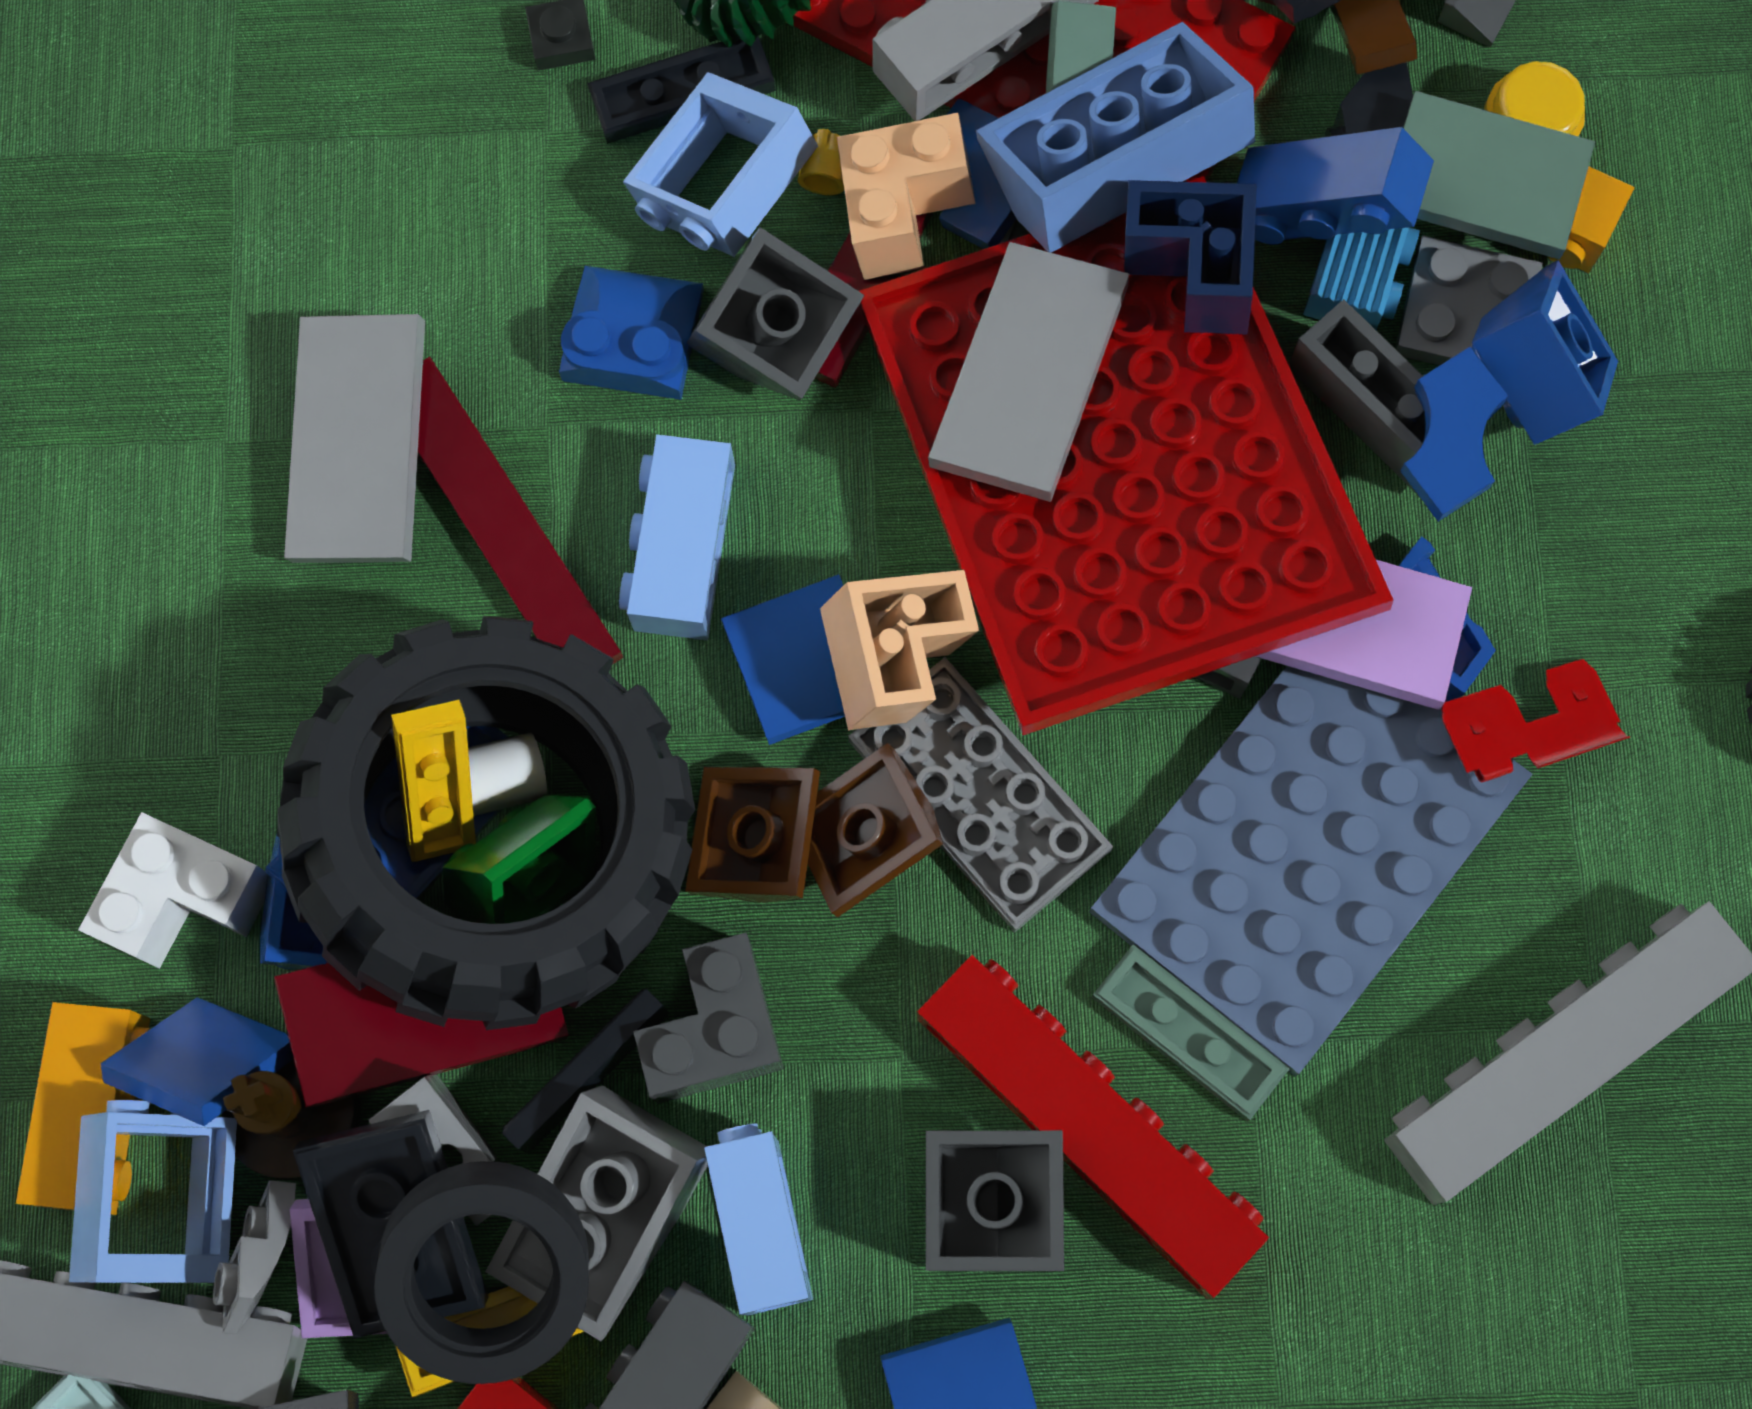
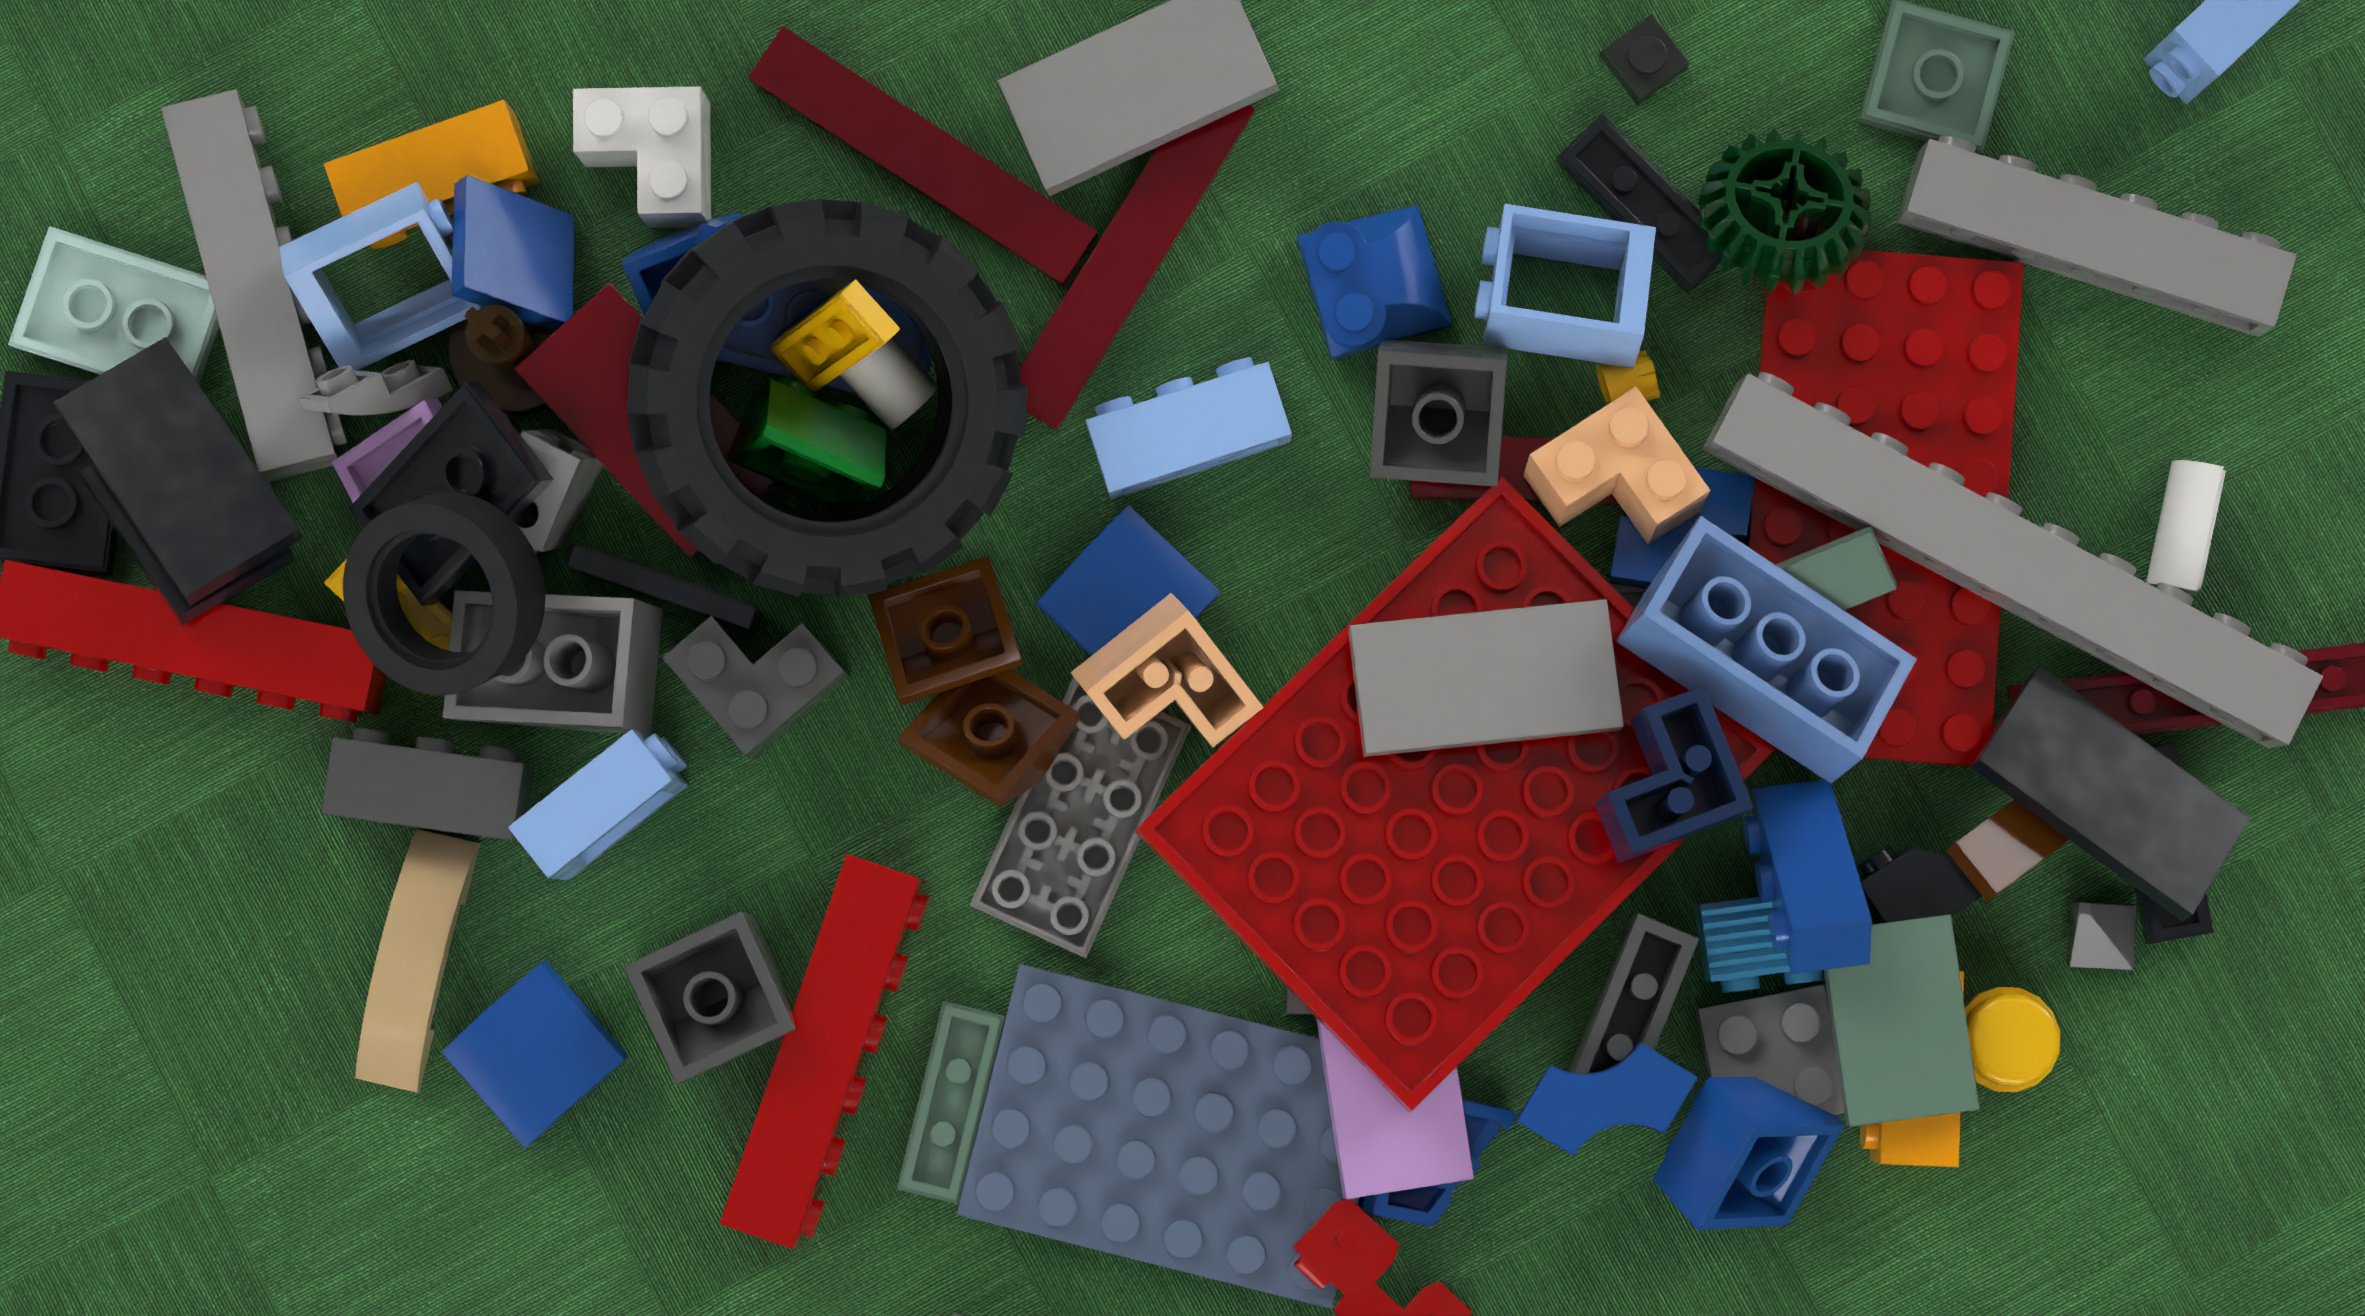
camera: 65 degrees right, 10 degrees up
(308, 659) = (922, 156): none -> dark red tile

